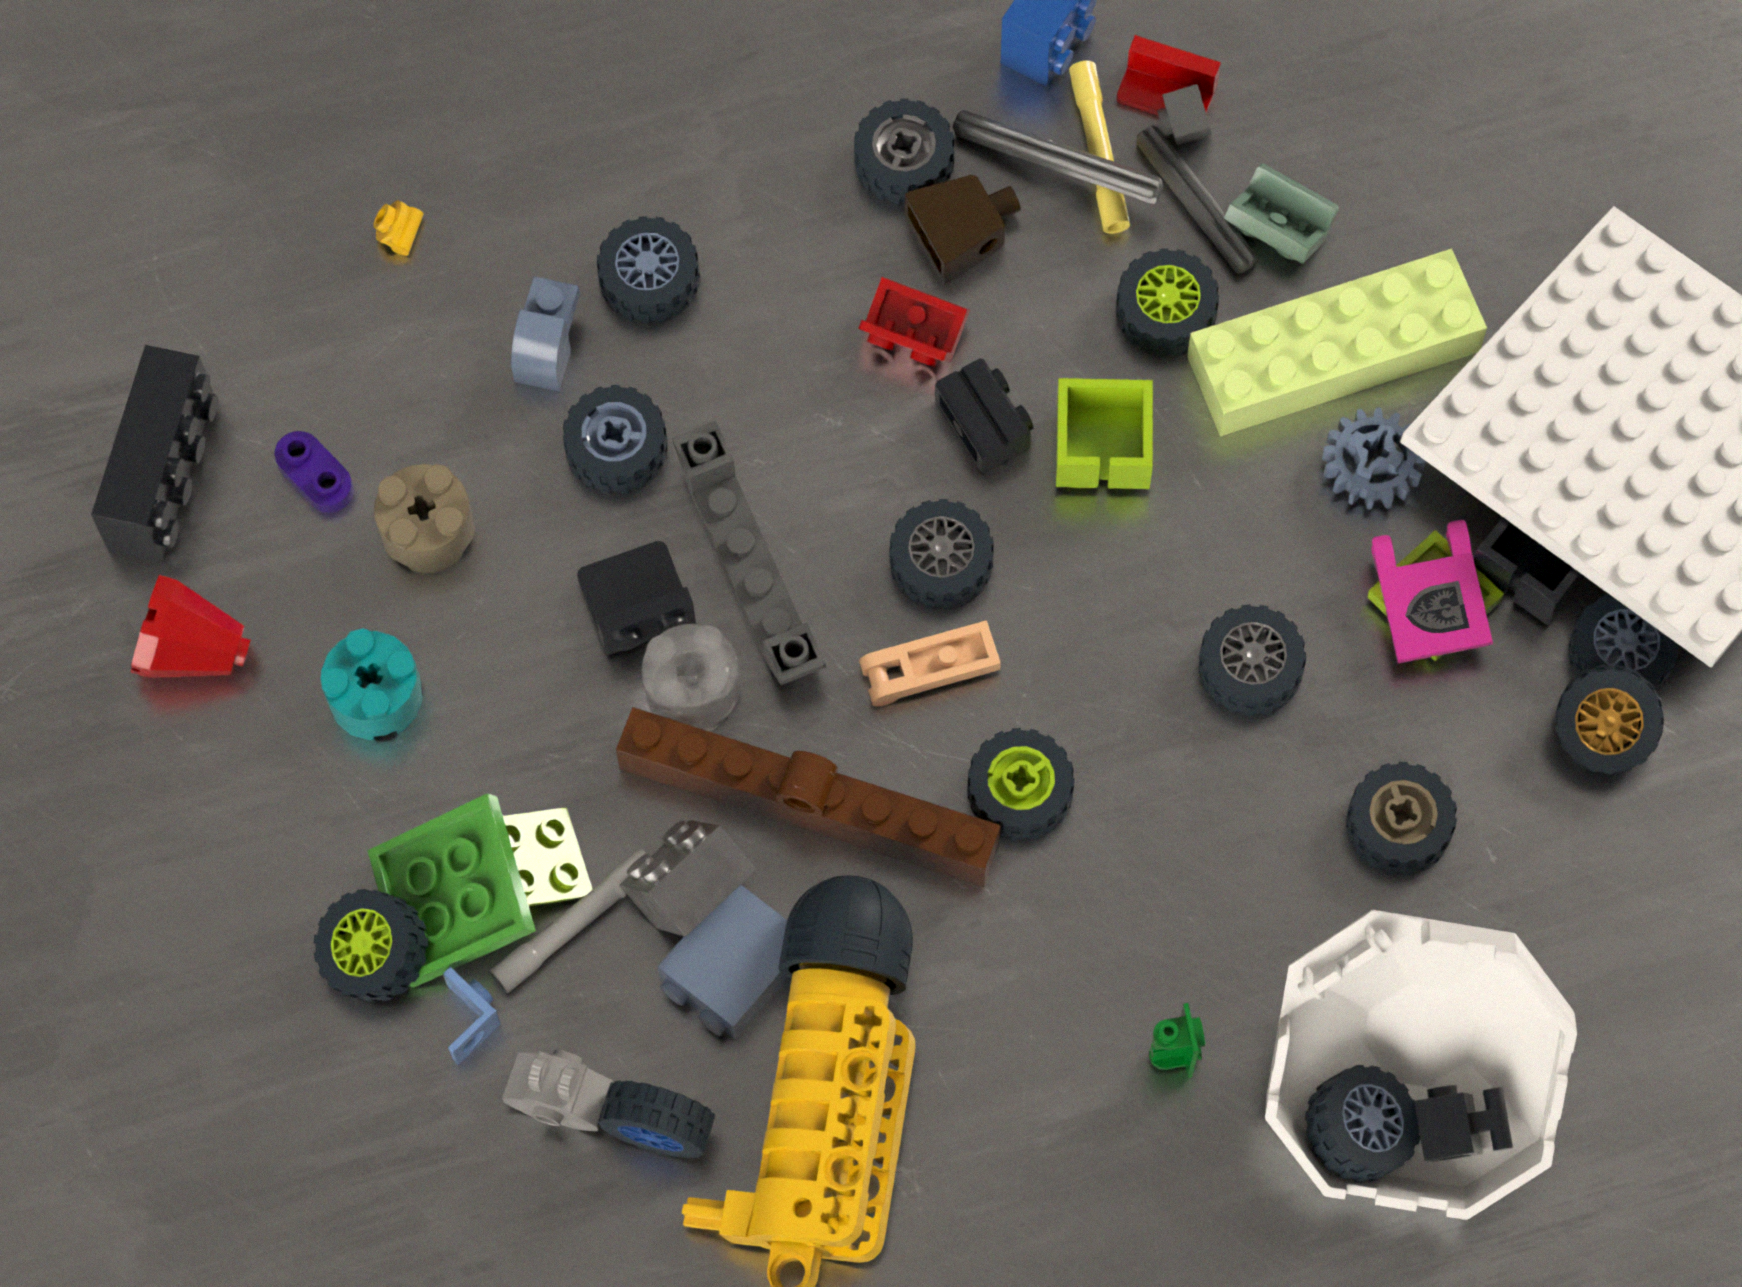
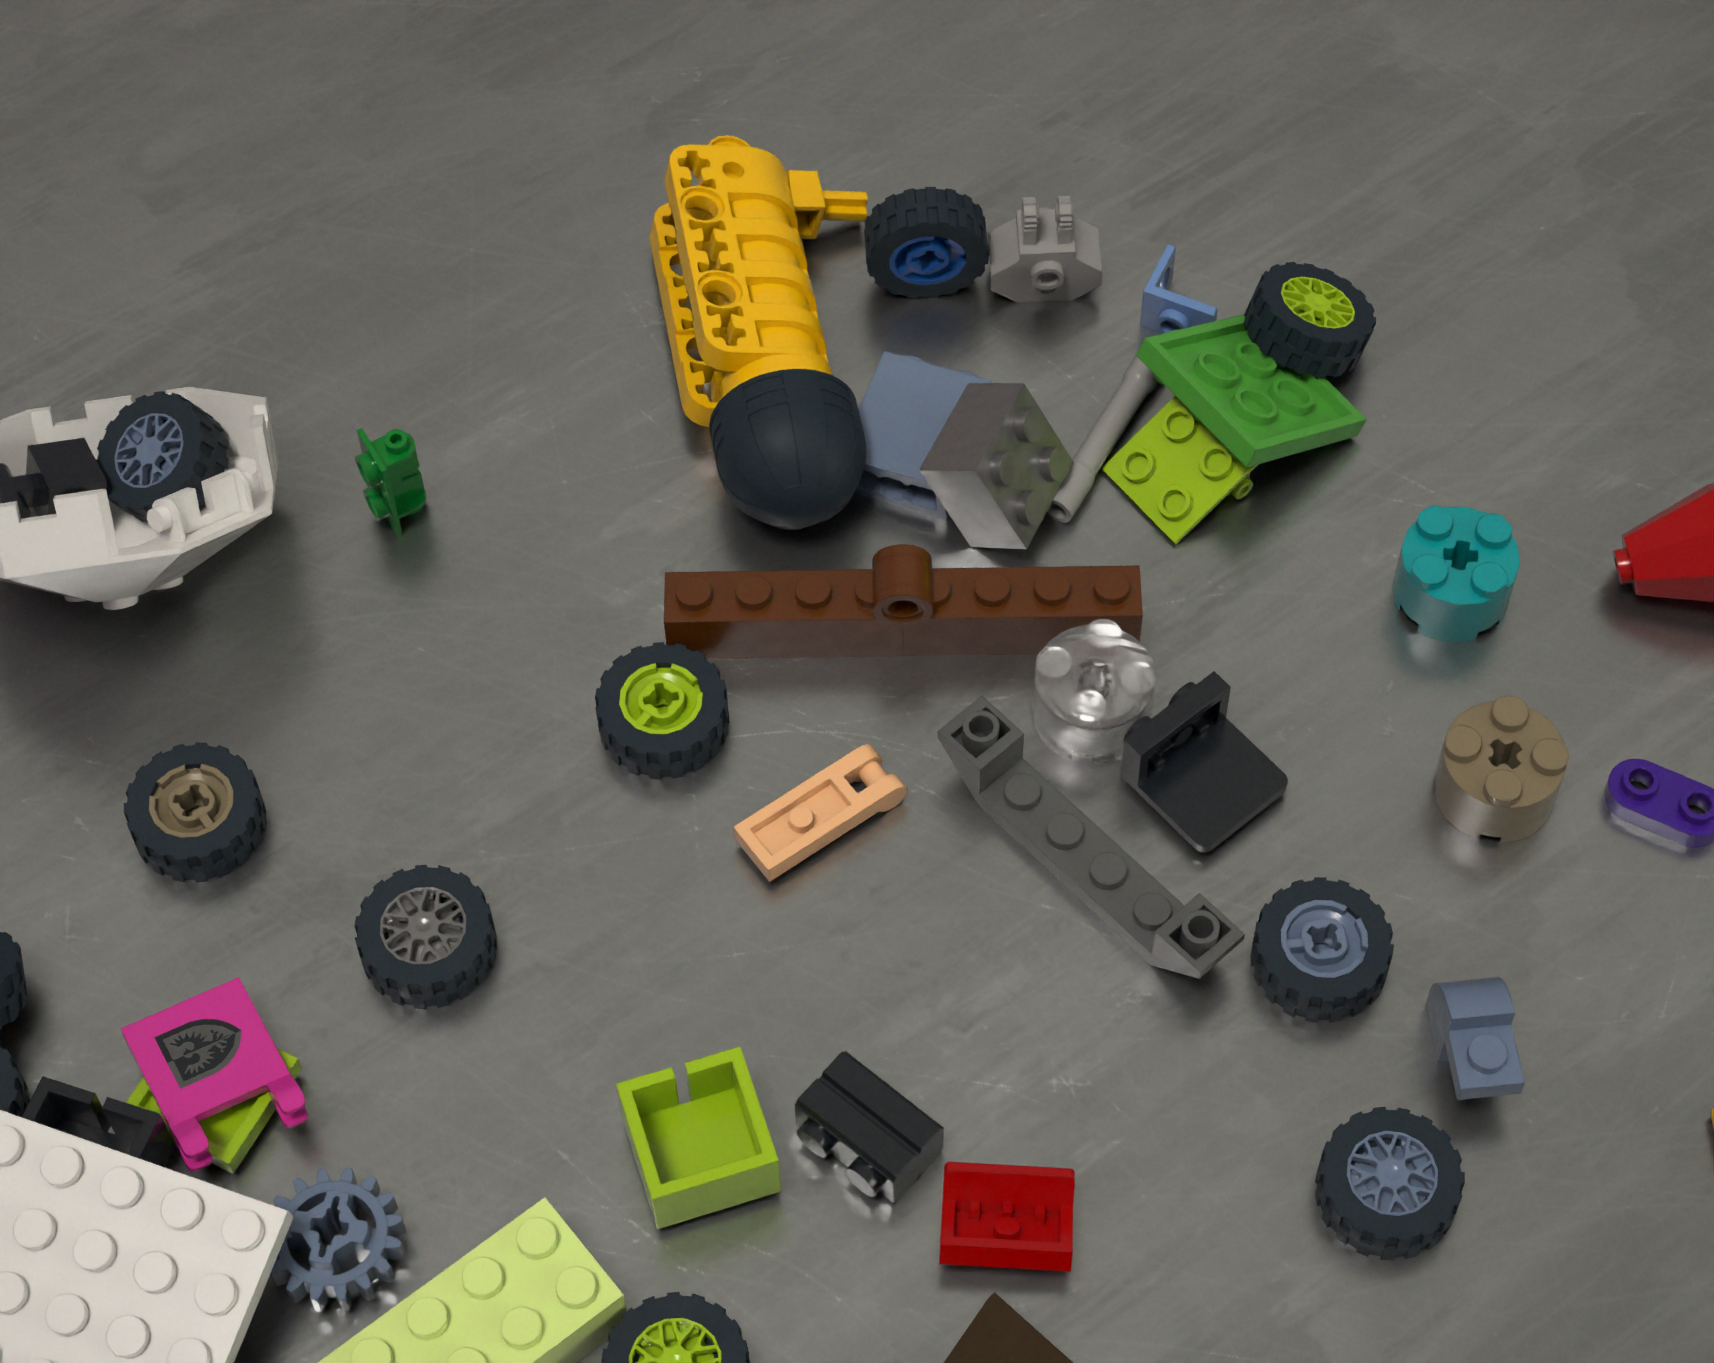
camera: 160 degrees right, 10 degrees down
(941, 554) = (855, 941): black wheel -> none

